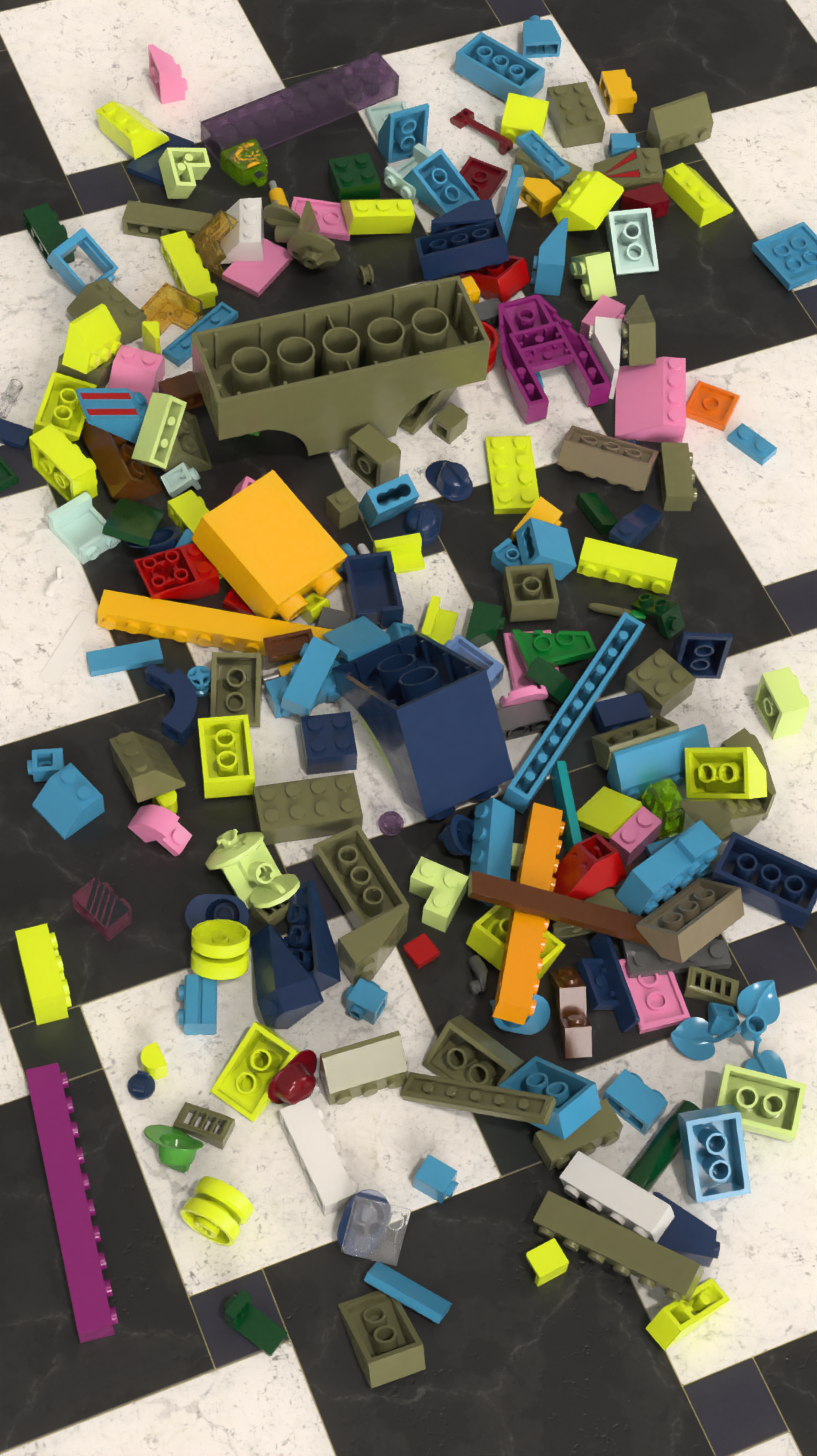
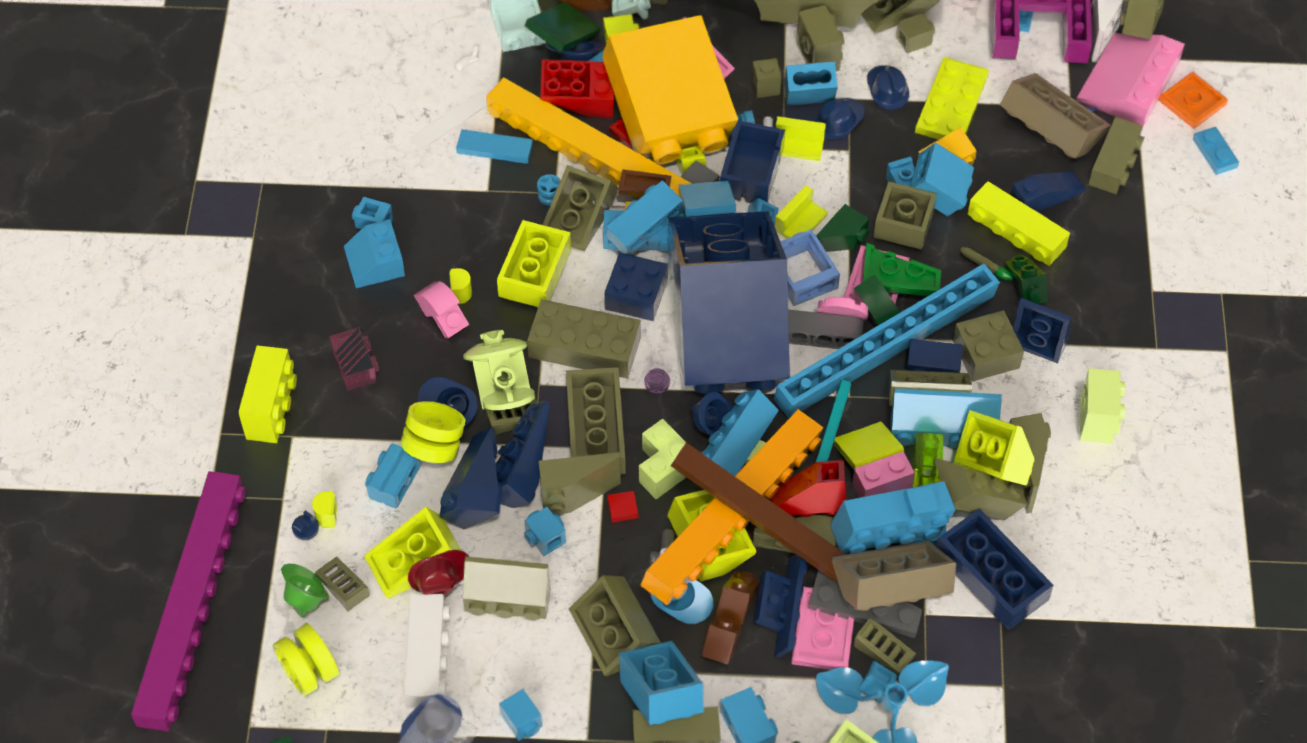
camera: 30 degrees right, 0 degrees up
(144, 766) = (455, 245): olive slope -> none
(183, 716) = (522, 207): dark blue arch -> none
(478, 1098) = (593, 656): olive tile -> none
(596, 512) = (1017, 161): dark green slope -> none

